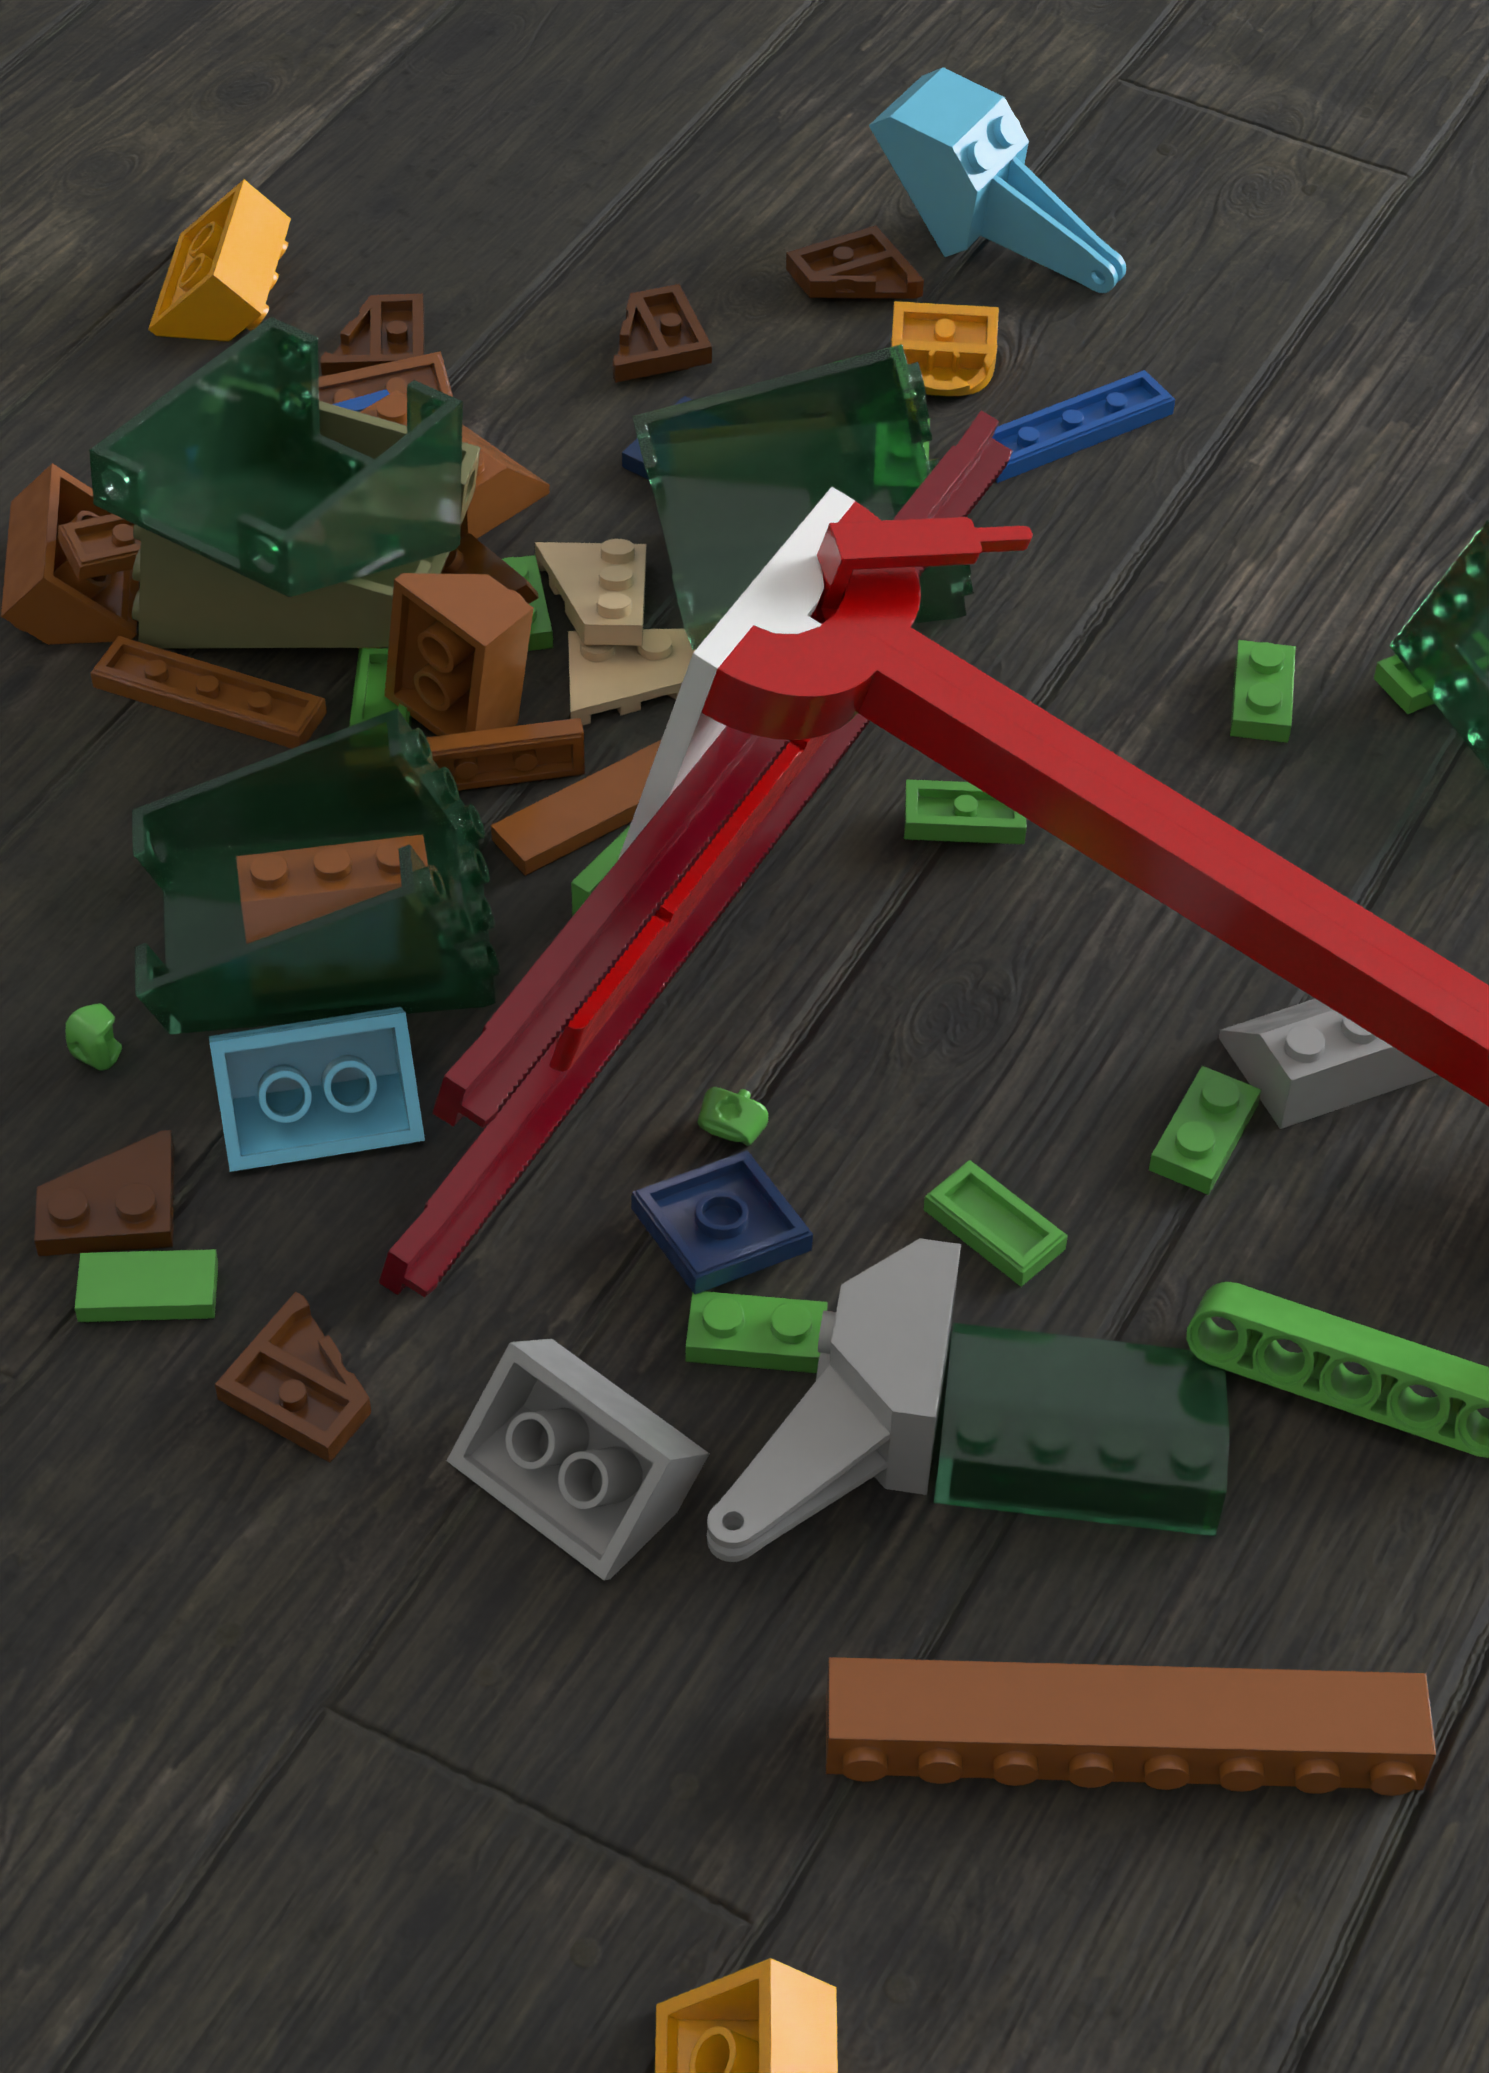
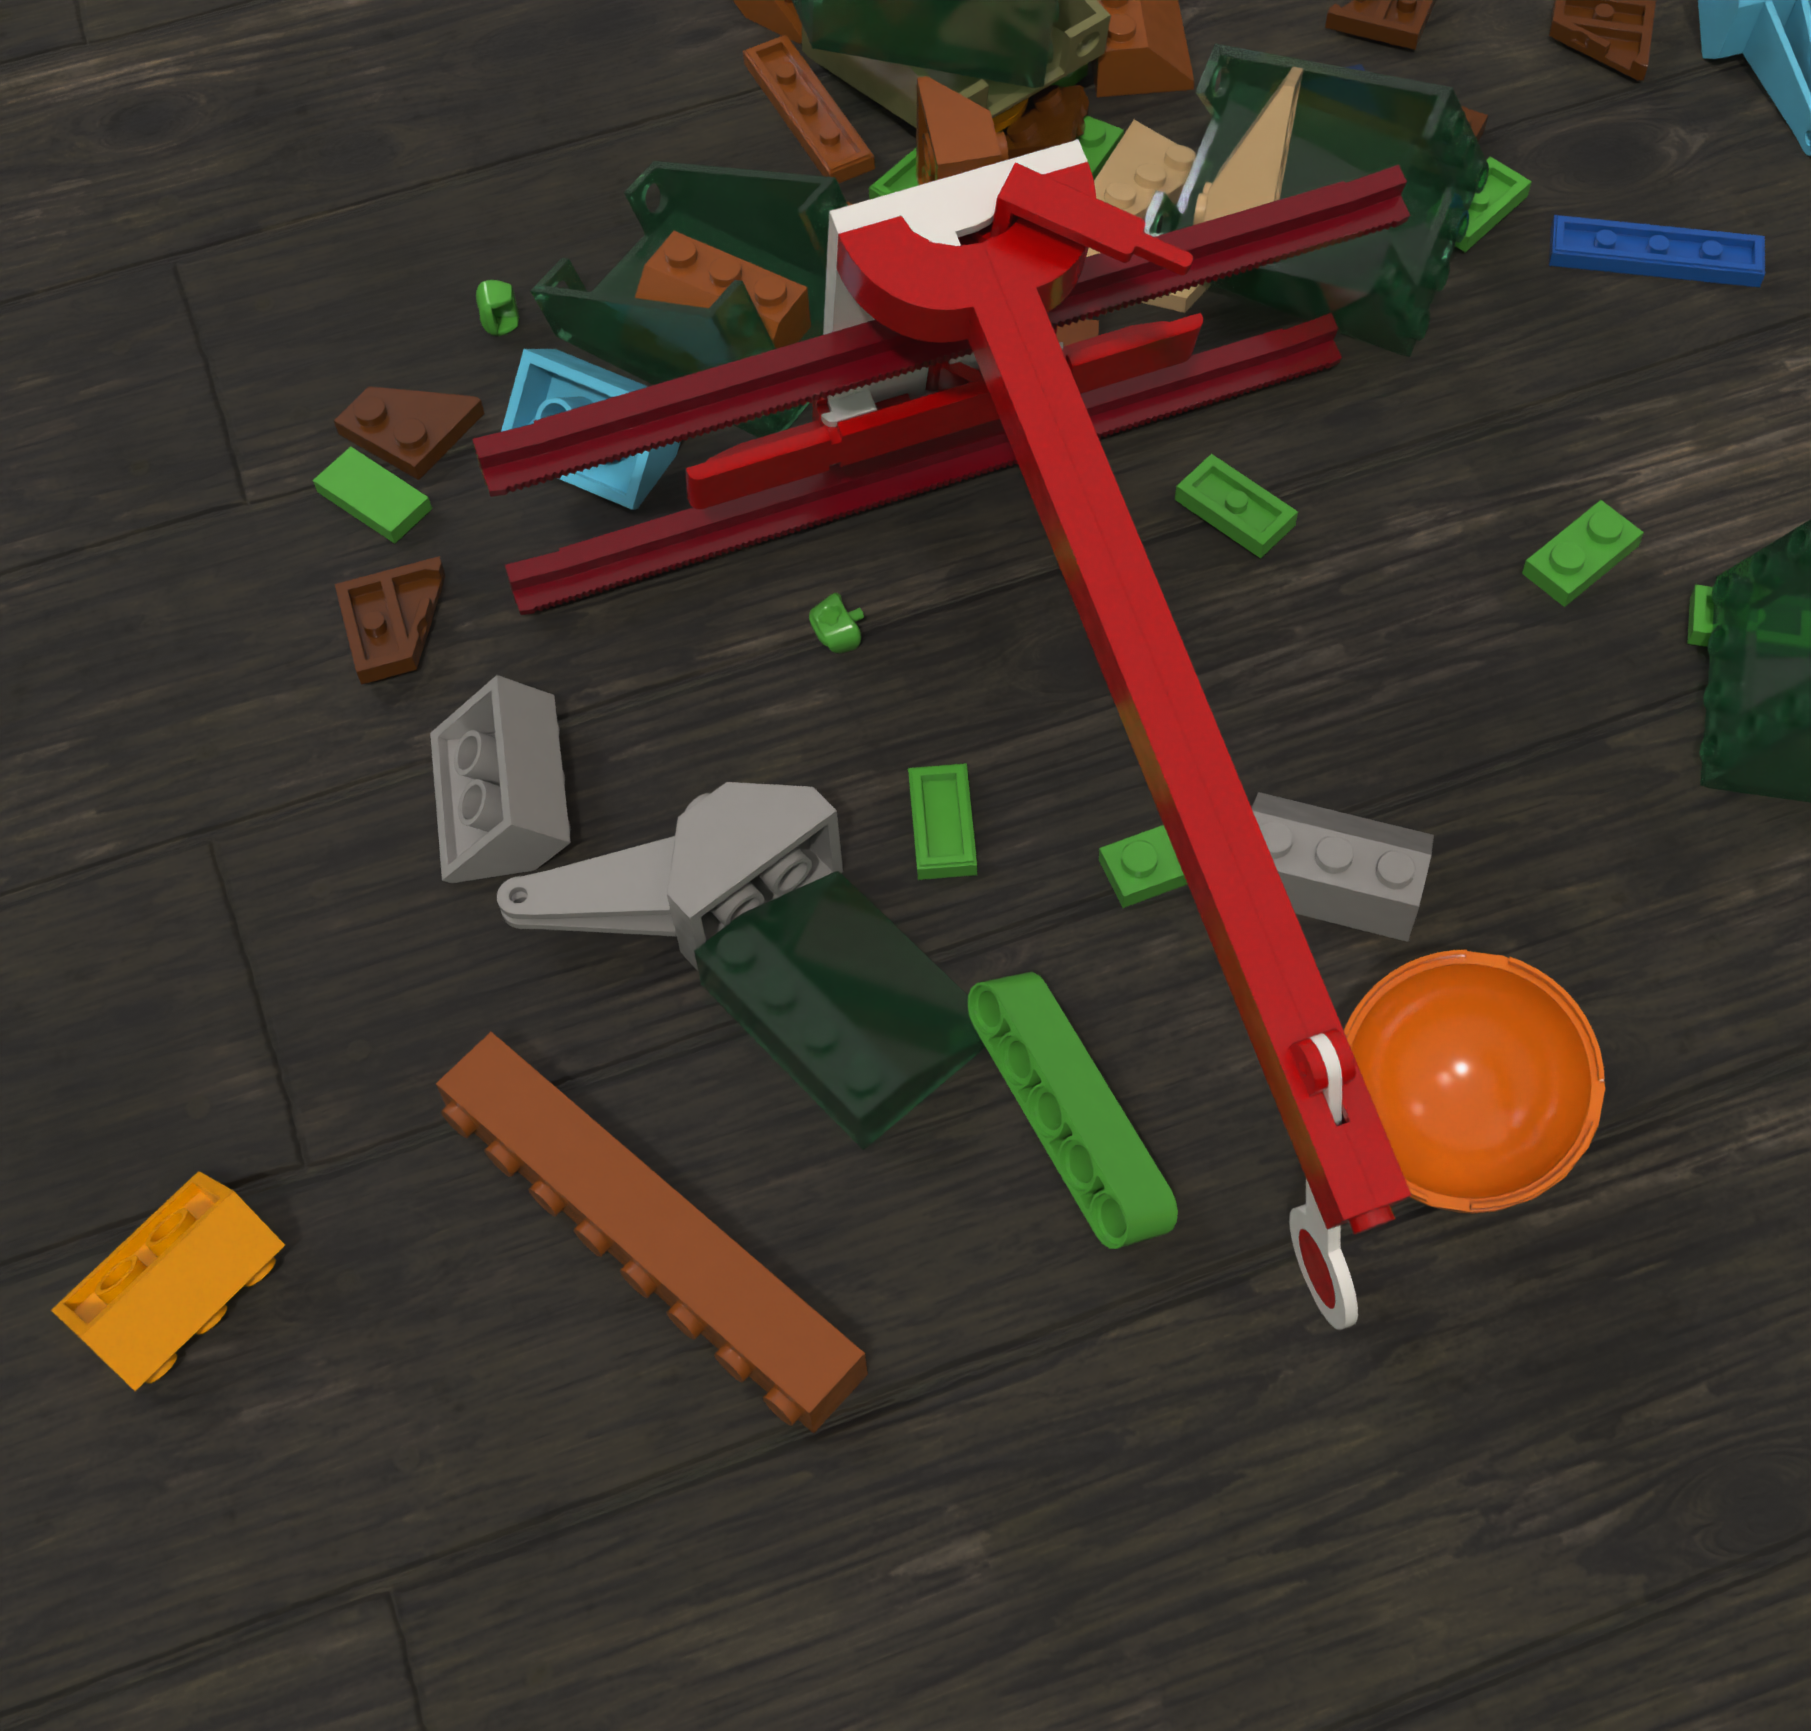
camera: 45 degrees right, 10 degrees up
(721, 1222) = (752, 692): dark blue plate -> none
(754, 1331) = (688, 768): bright green plate -> none
(757, 491) = (1258, 163): none -> tan slope
(950, 343) = (1610, 131): light orange slope -> none

